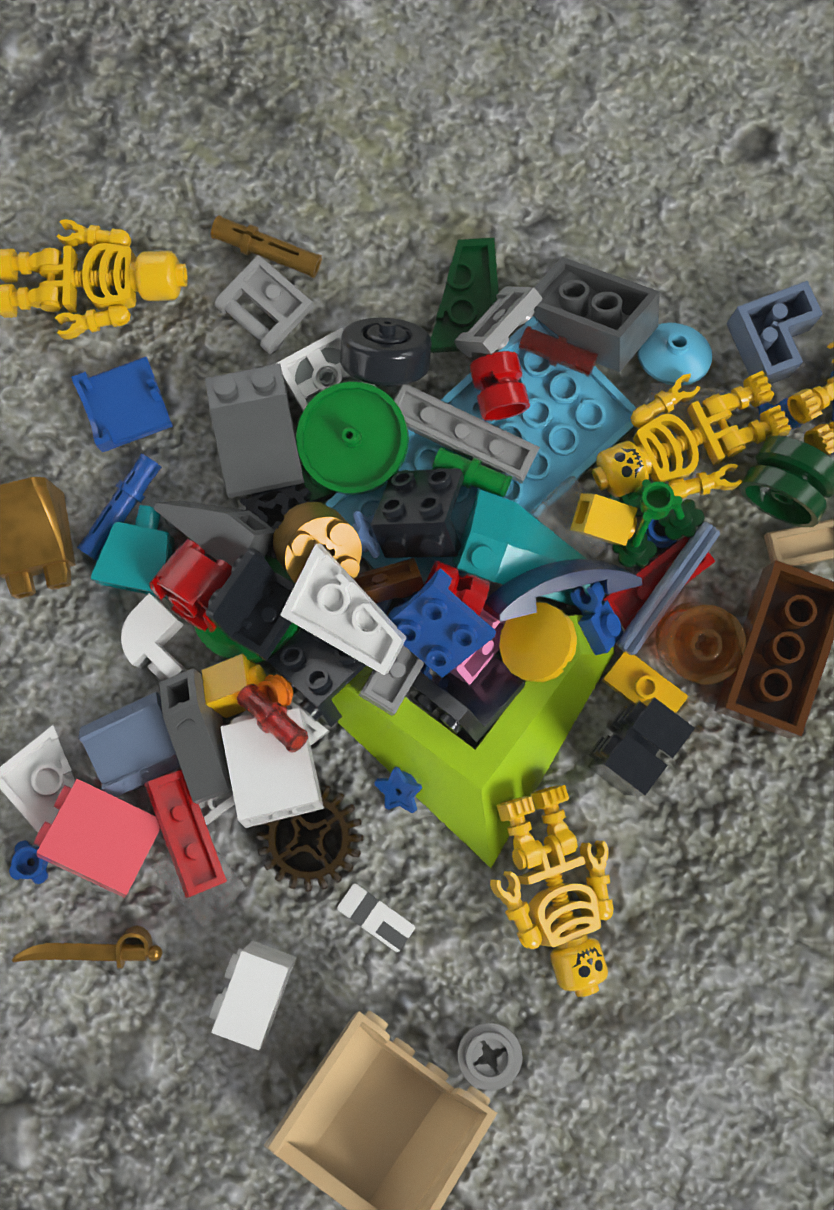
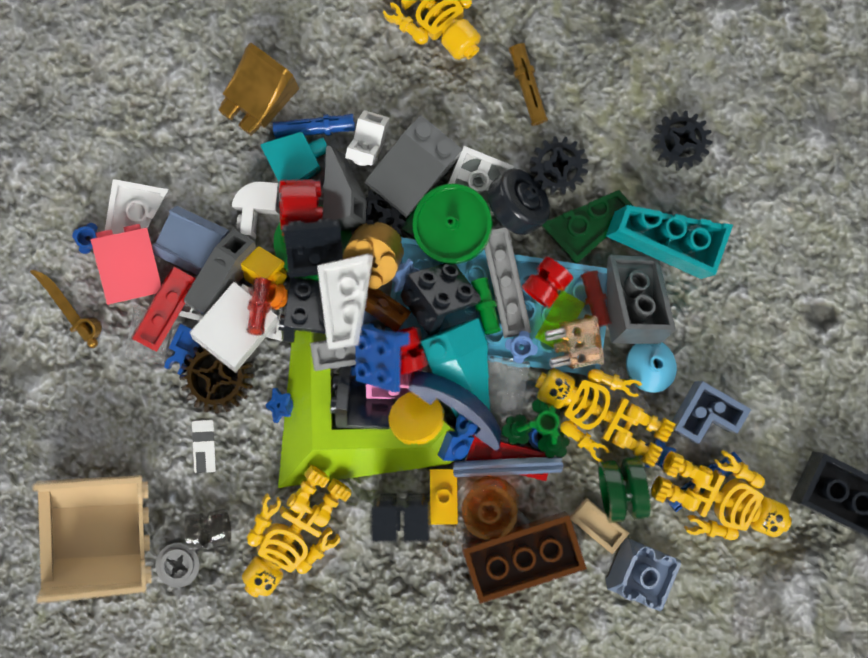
camera: 55 degrees right, 5 degrees up
(122, 404) = (373, 80): blue piece -> none
(183, 457) = (368, 139): none -> white brick
(242, 846) = (182, 345): none -> blue plate
(253, 995) = (109, 413): white brick -> none
(272, 295) = (502, 111): light grey plate -> none
(375, 267) = (569, 163): none -> black gear
(460, 133) = (691, 143): none -> black gear
(477, 986) = (207, 530): none -> clear smoke wheel
(491, 331) = (590, 253): light grey plate -> none
(550, 459) = (513, 346): none -> medium blue plate
(551, 409) = (564, 309): none -> clear neon green tile
(559, 222) = (673, 239): none -> teal wedge
(593, 403) = (588, 343): none -> clear orange piece
(604, 519) = (516, 401): yellow brick -> none

